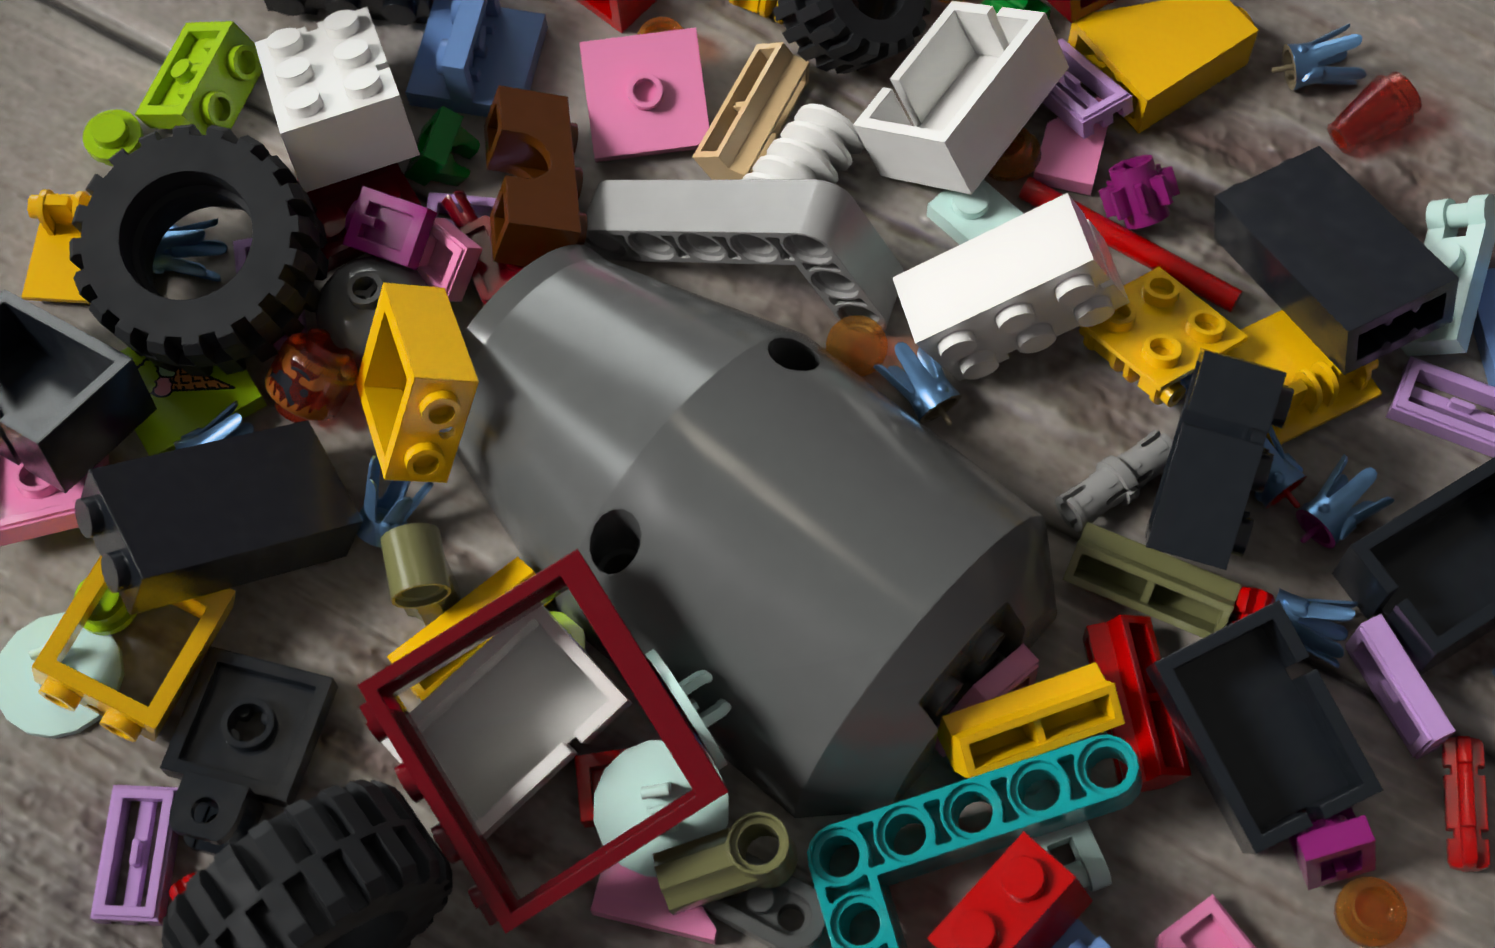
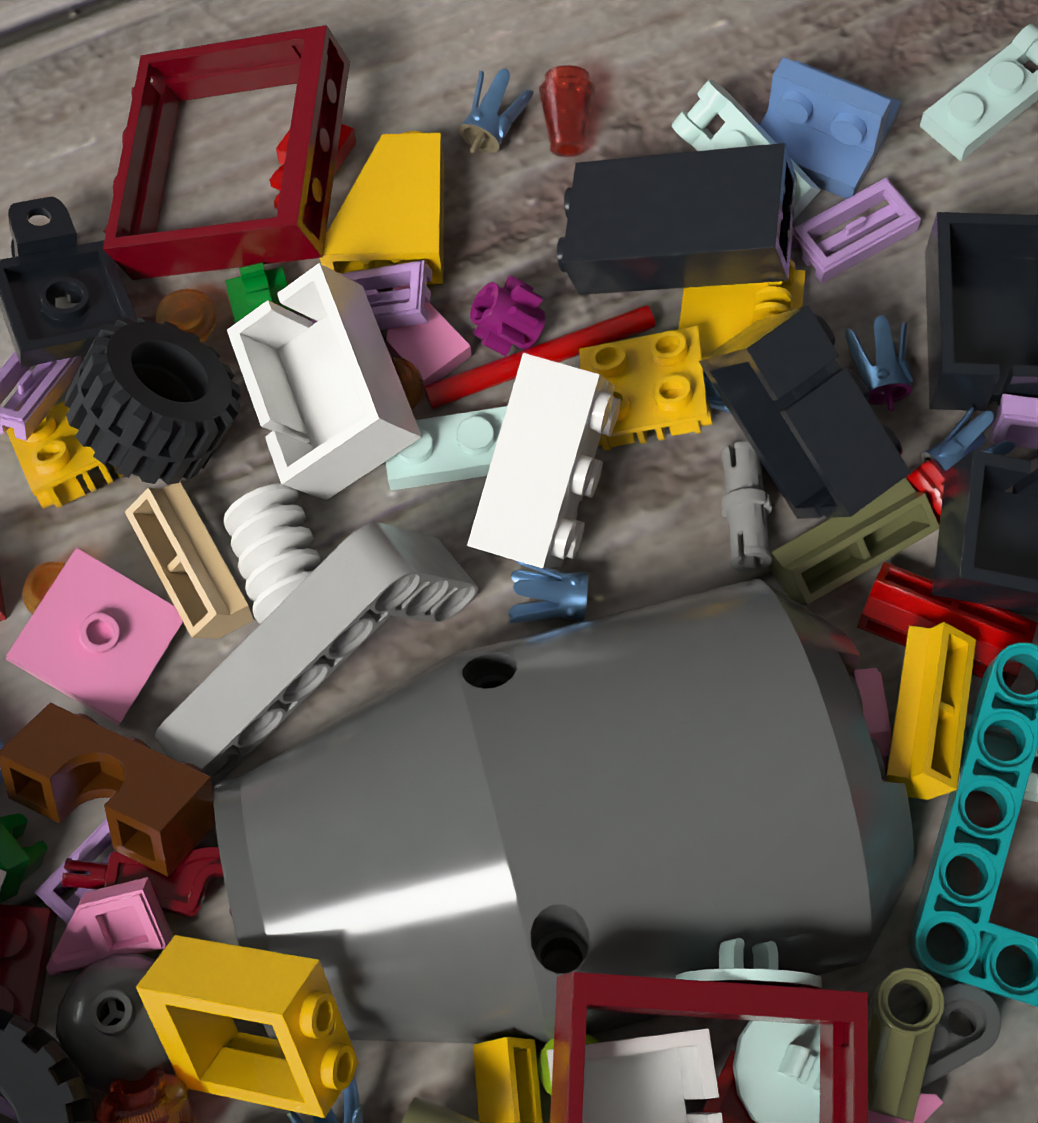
camera: 55 degrees left, 0 degrees up
(388, 227) = (60, 950): magenta bracket -> none
(858, 343) = (476, 621): clear orange plate -> none

